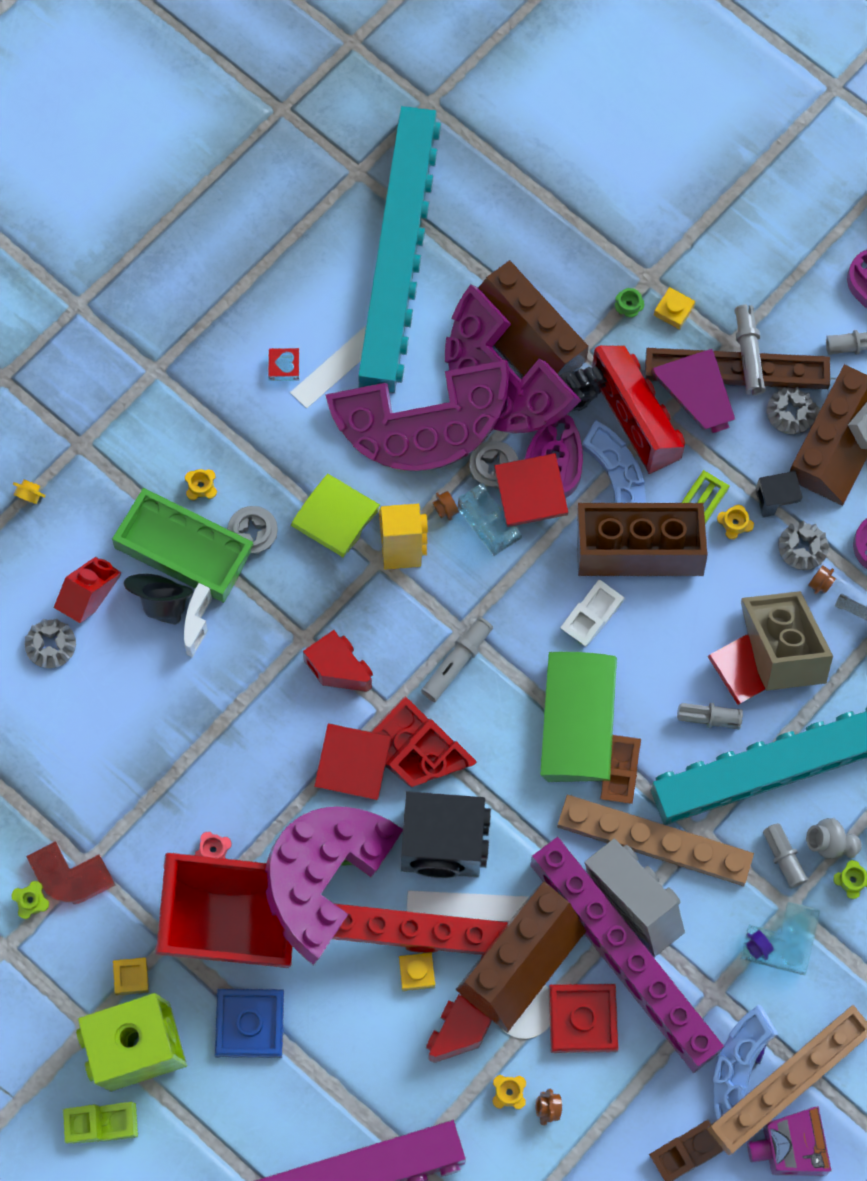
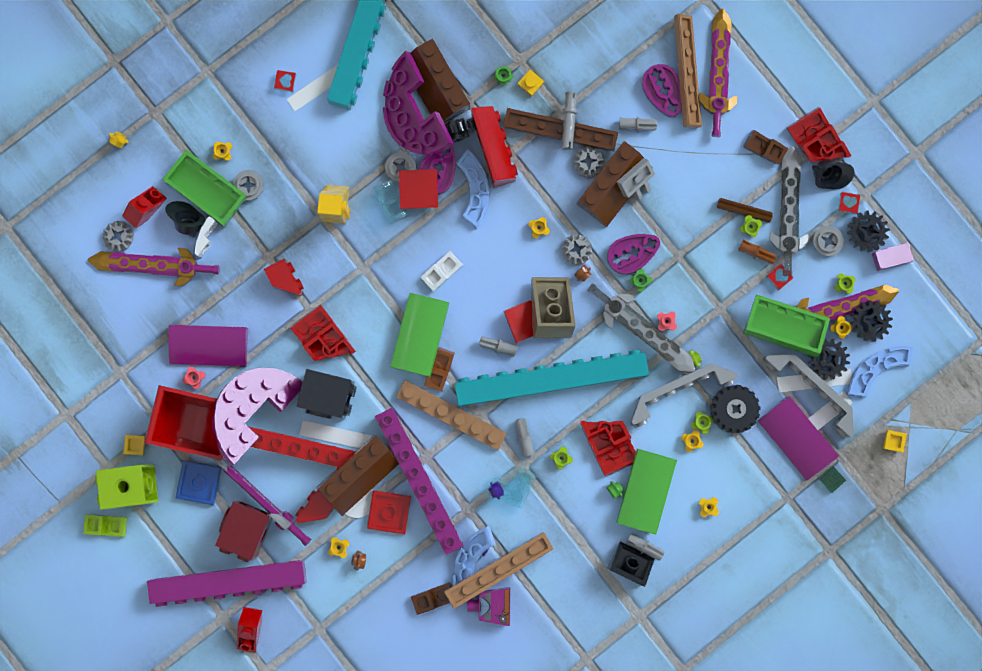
camera: 10 degrees right, 15 degrees up
(39, 902) = (87, 385): lime plate -> none
(65, 883) = (107, 383): clear red plate -> none
(117, 678) = (156, 265): none -> sword
(228, 792) = (208, 345): none -> magenta slope
(335, 515) = (299, 184): lime slope -> none
(344, 1084) = (243, 531): none -> dark red brick
(353, 761) = (283, 339): red tile -> none
(409, 1055) = (283, 520): none -> magenta sword
(417, 971) = (298, 469): yellow plate -> none
(425, 435) = (360, 143): magenta plate -> none
(445, 505) = (366, 188): dark orange plate -> none
(465, 649) = (362, 280): light grey pin -> none
(637, 894) = (431, 447): light grey wedge -> none
(641, 539) = (478, 231): reddish brown slope -> none
(698, 389) = (532, 141): magenta slope -> none
(713, 483) = (514, 207): lime tile -> none
(777, 491) = (568, 214): black panel -> none
(831, 841) = (552, 434): light grey animal -> none

